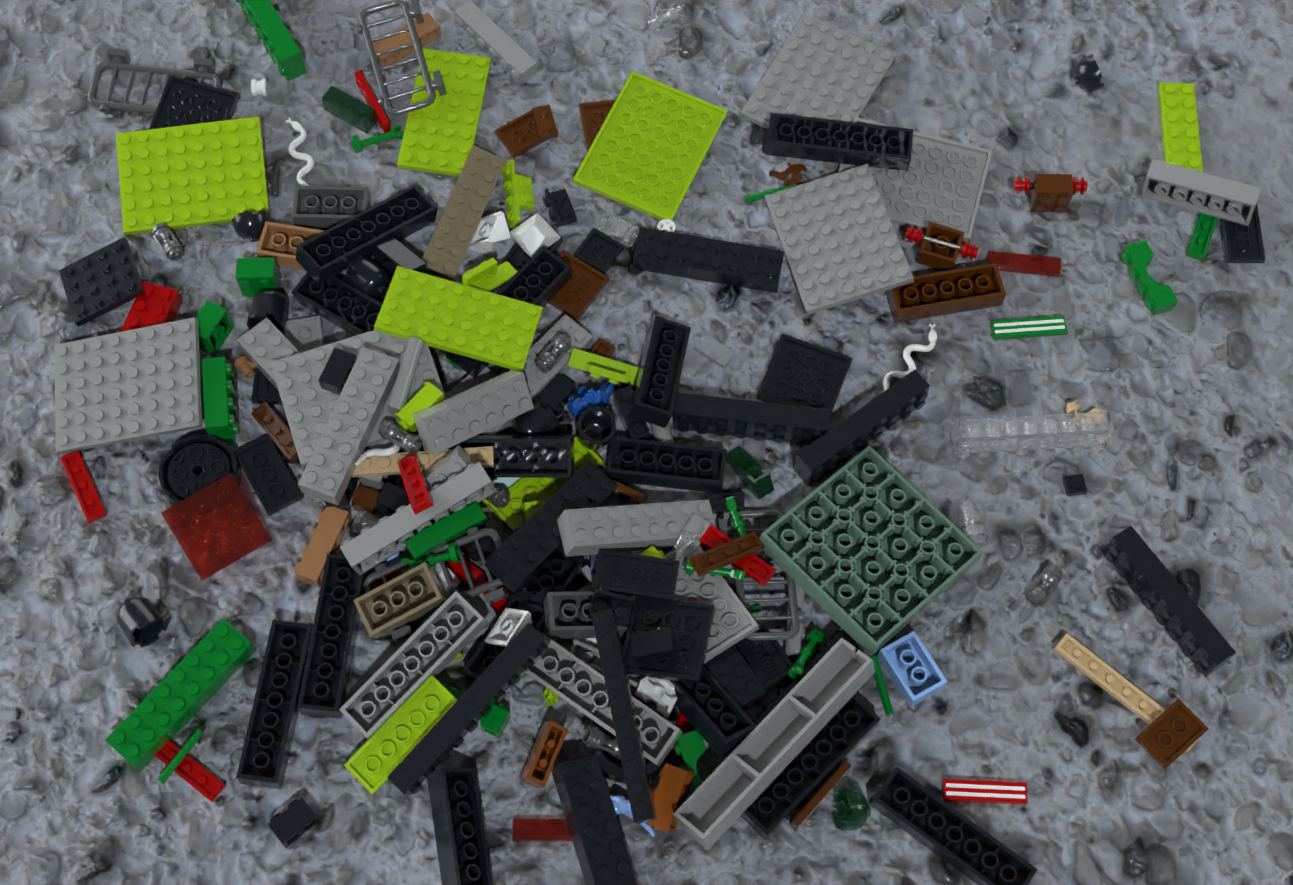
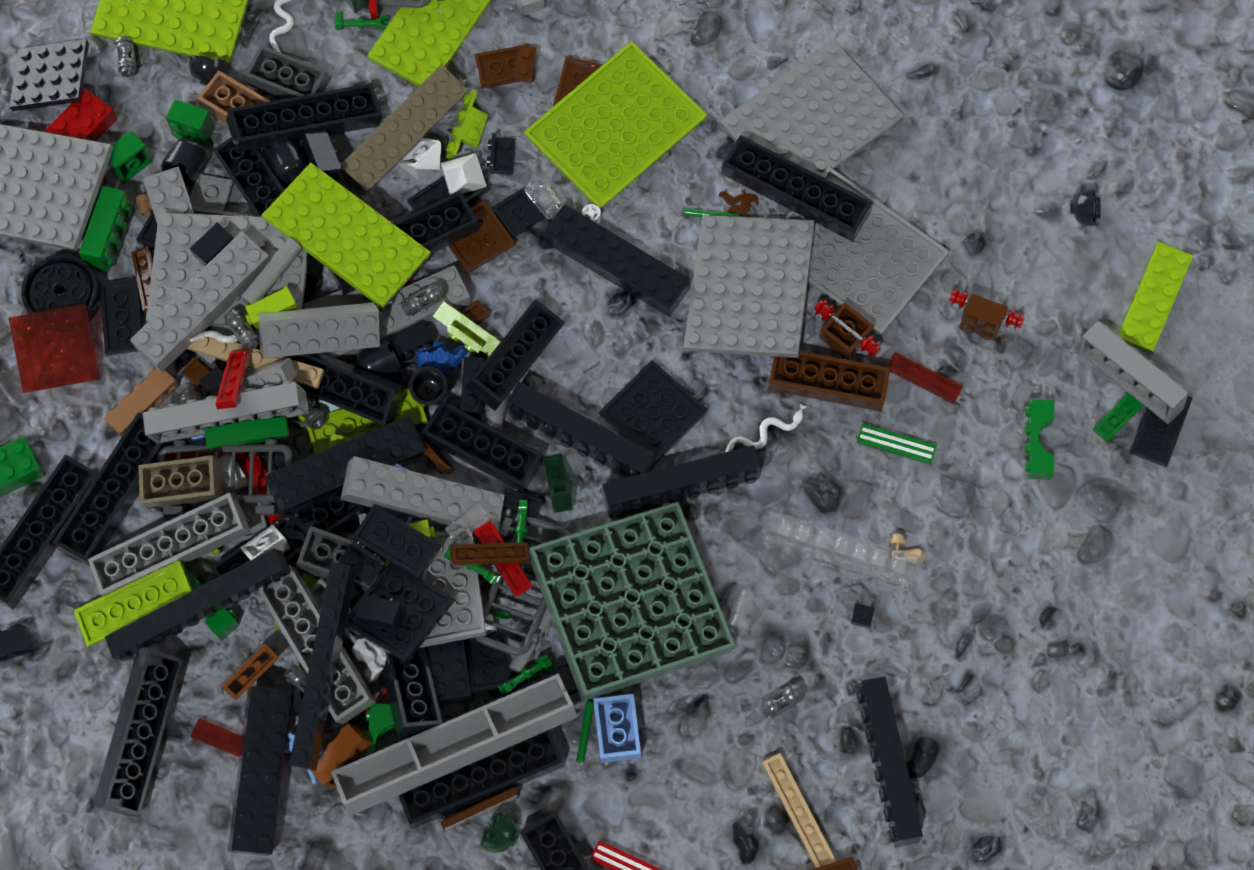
camera: 25 degrees right, 5 degrees up
(453, 554) = (244, 456): green piece -> none
(488, 275) = (394, 202): lime bracket -> none

